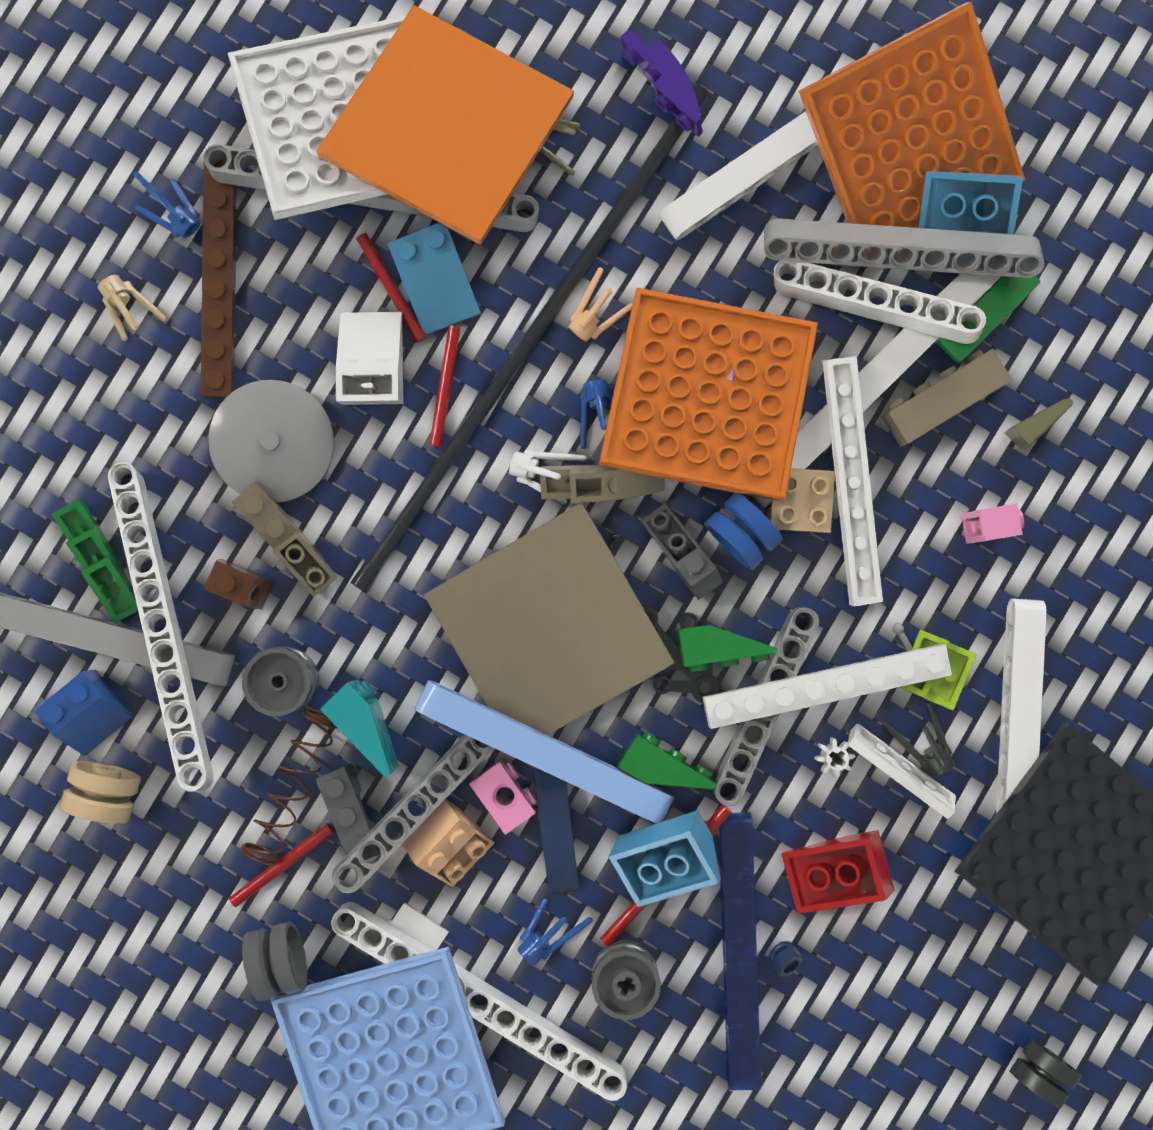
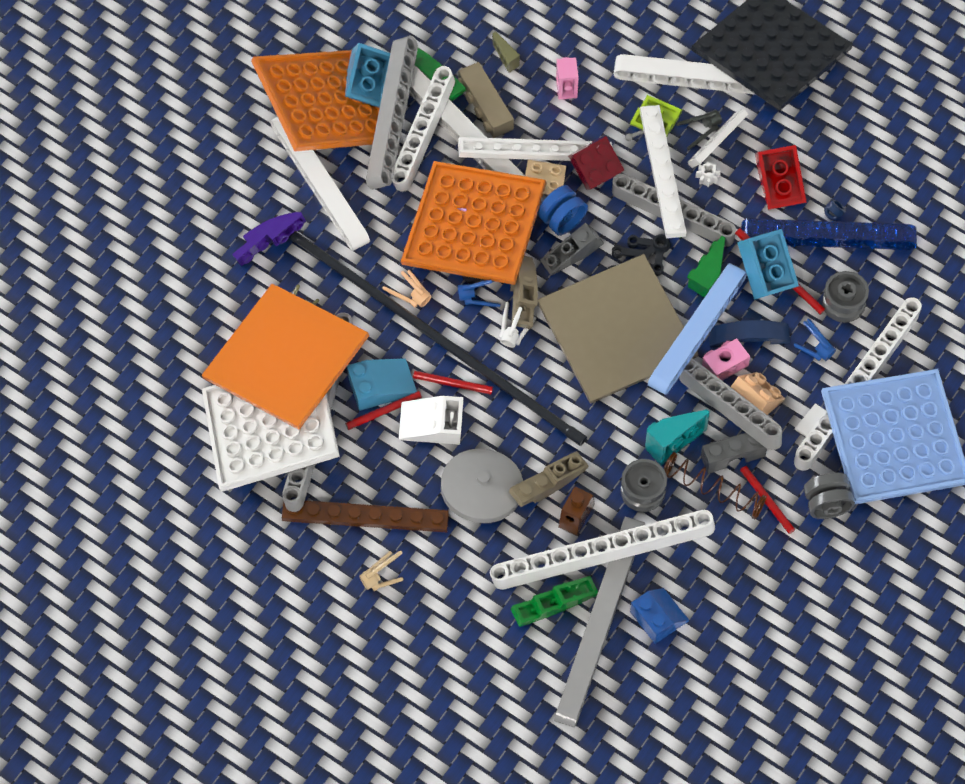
camera: 85 degrees left, 25 degrees down
(99, 792) = (714, 597): tan wheel -> none
(182, 220) = (323, 533): blue plant -> none
(711, 644) = (633, 235): green slope -> none
(833, 579) = (596, 163): none -> dark red brick
(1045, 1073) = (905, 73): pearl dark grey wheel -> none

